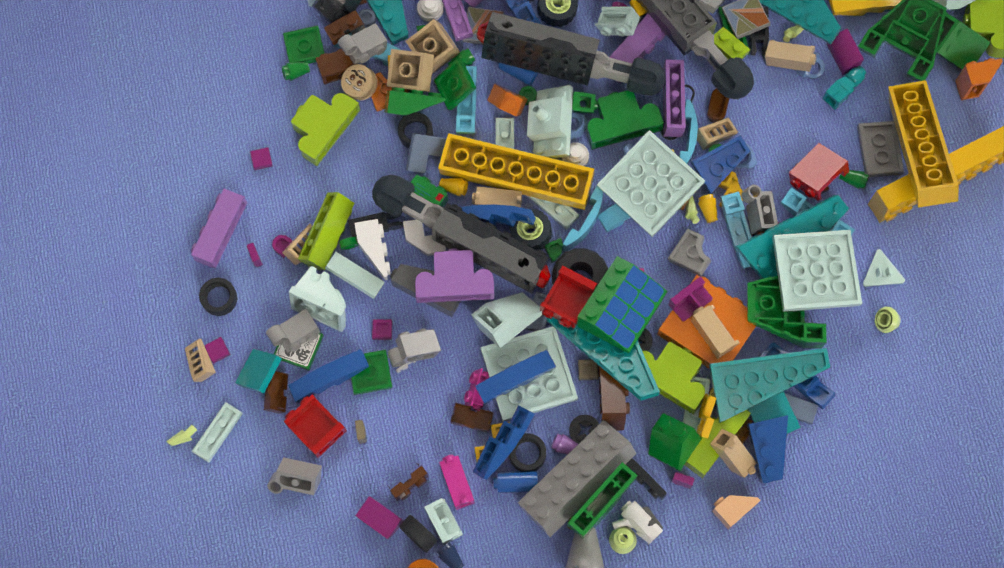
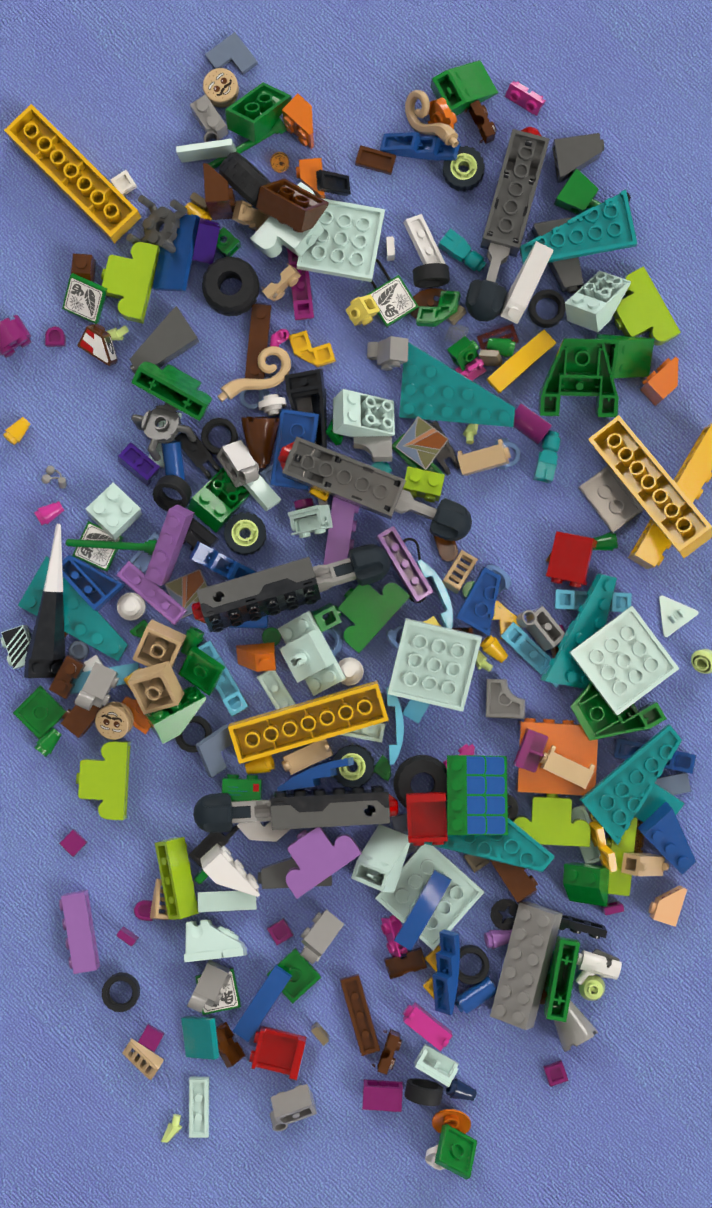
camera: 30 degrees left, 15 degrees up
(405, 437) = (360, 1014): none -> reddish brown plate

